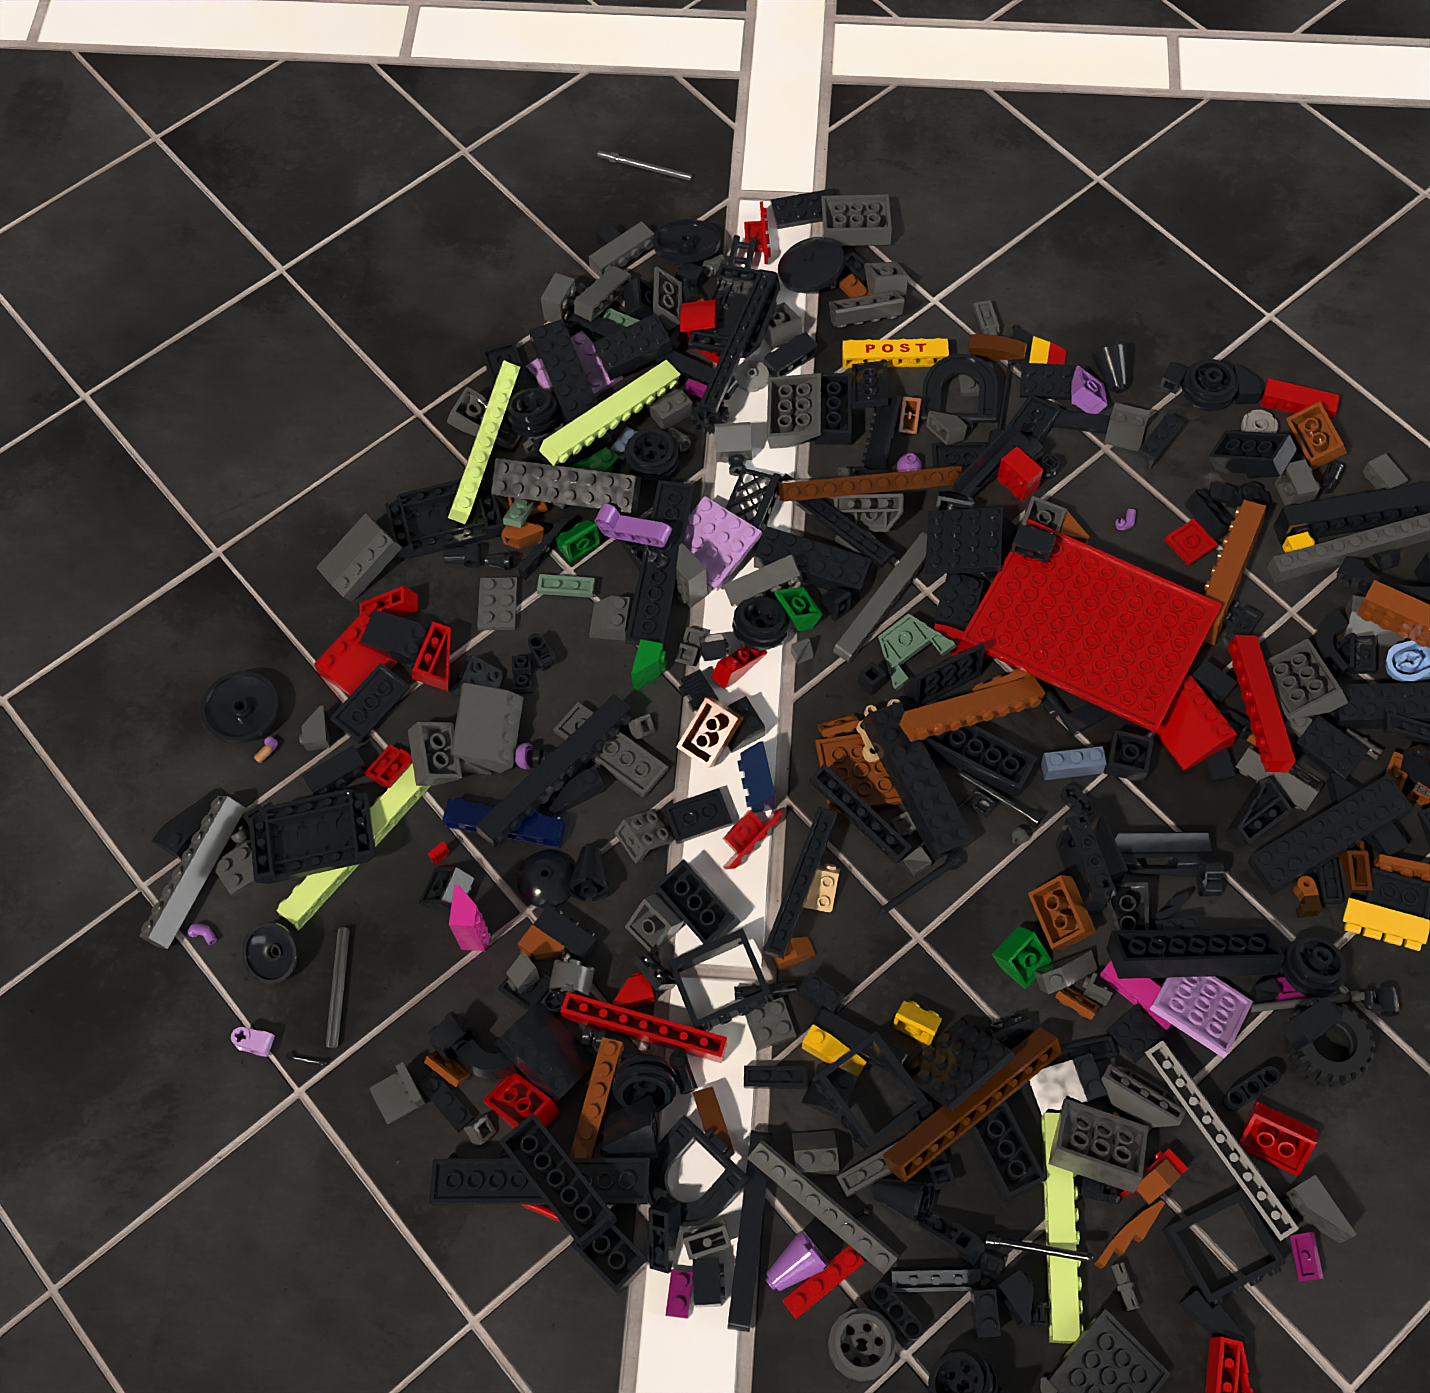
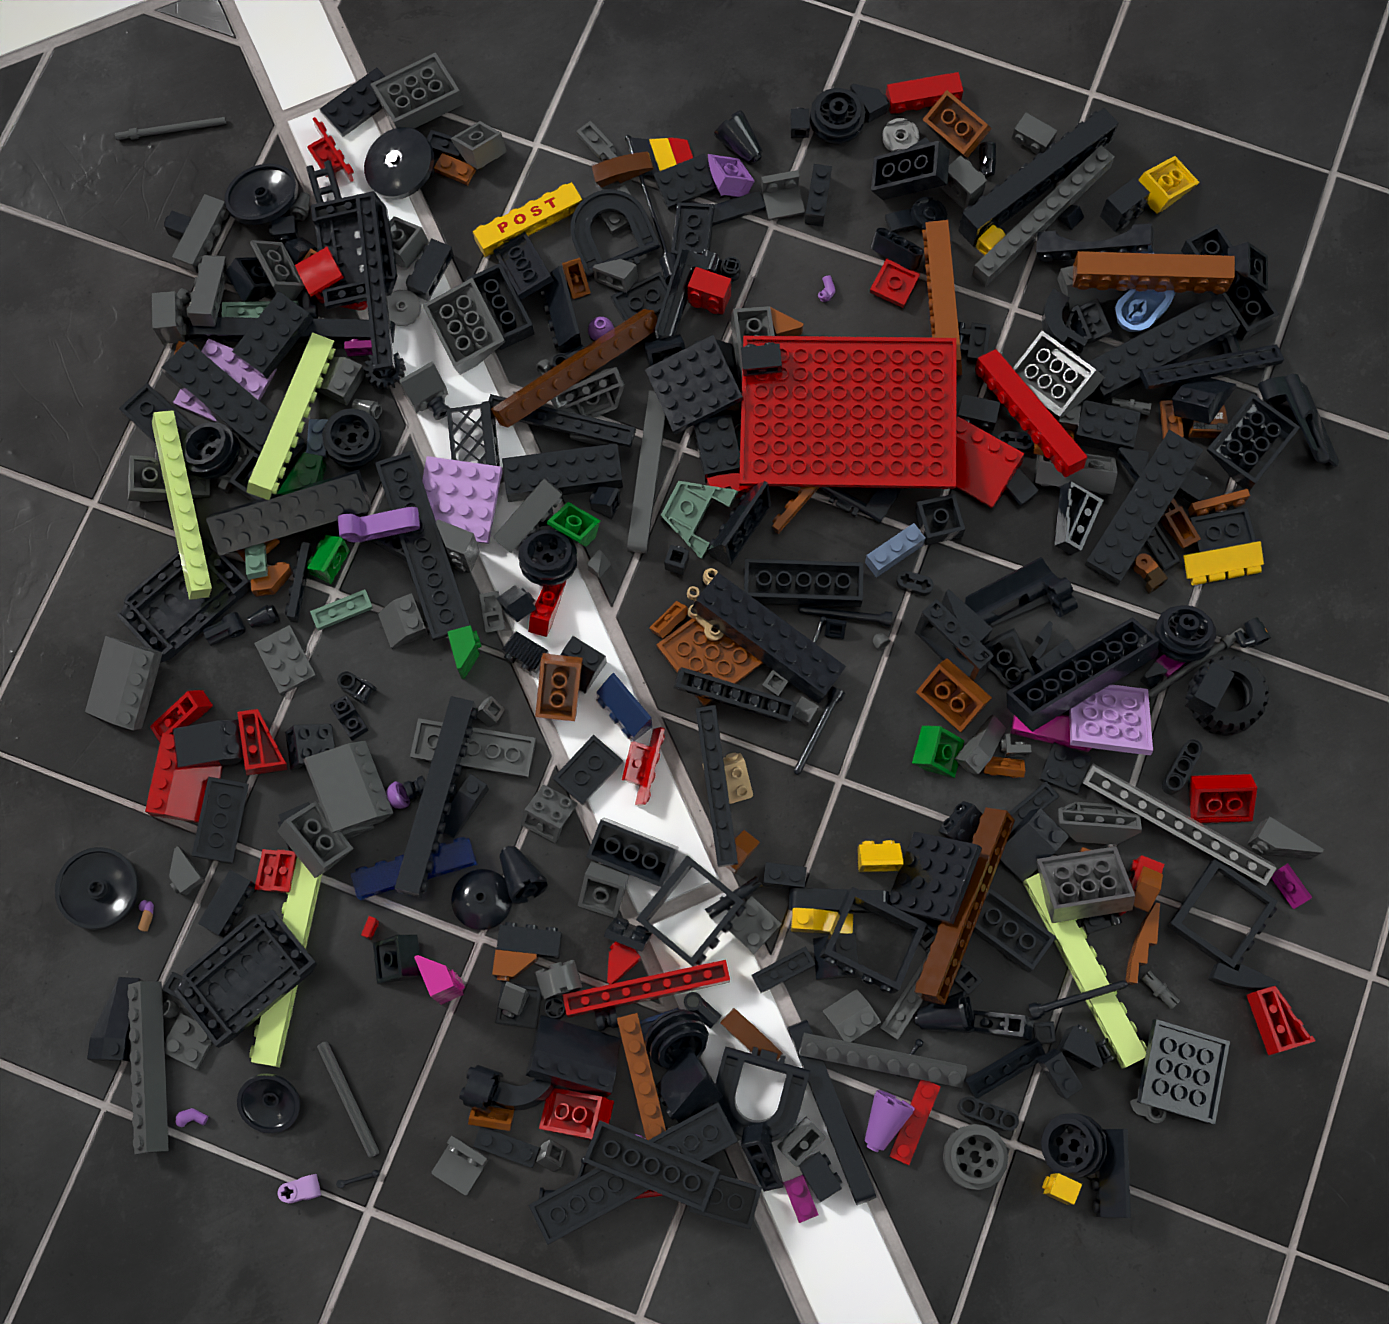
camera: 30 degrees left, 10 degrees up
(866, 308) = (477, 185): dark grey slope -> none
(971, 708) = (783, 546): dark orange brick -> none

